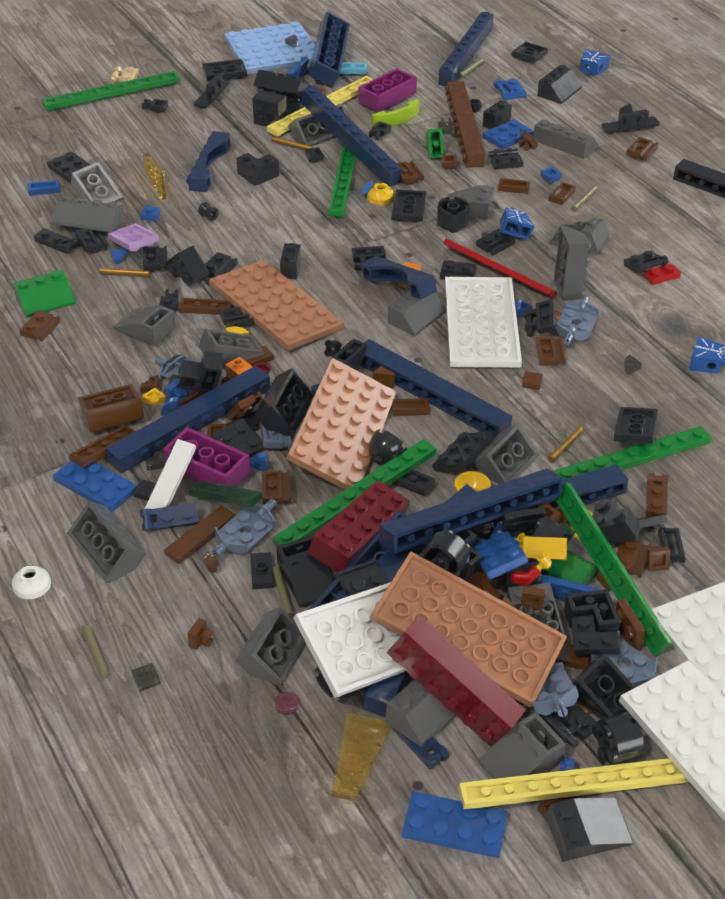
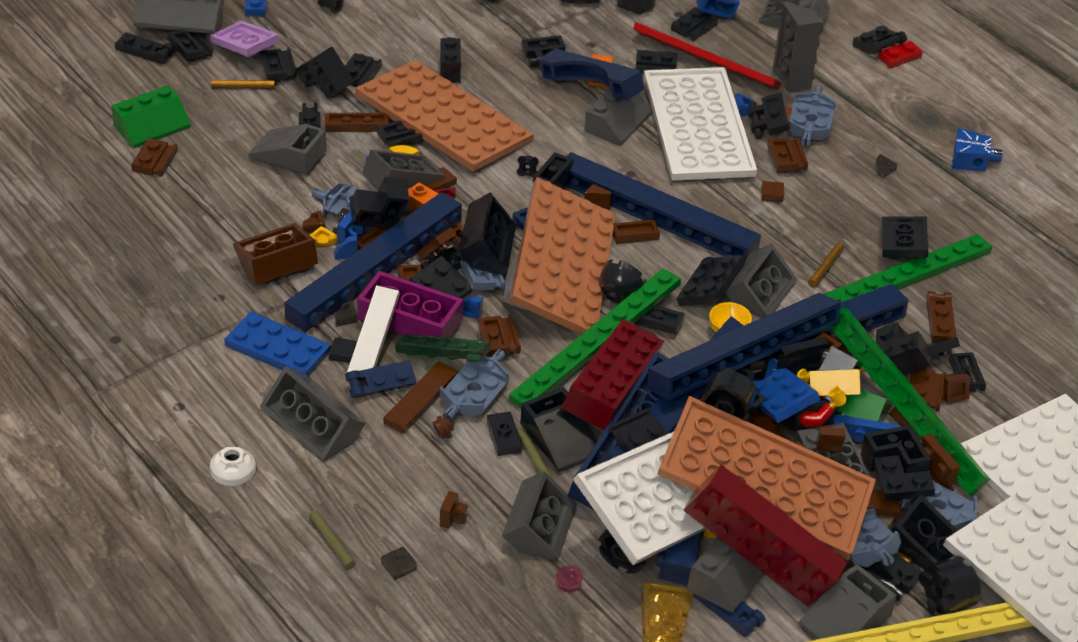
camera: 10 degrees left, 0 degrees up
(97, 449) = (273, 303): reddish brown tile -> none
(118, 255) = (230, 62): blue tile -> none
(567, 764) = (897, 617): blue plate -> none

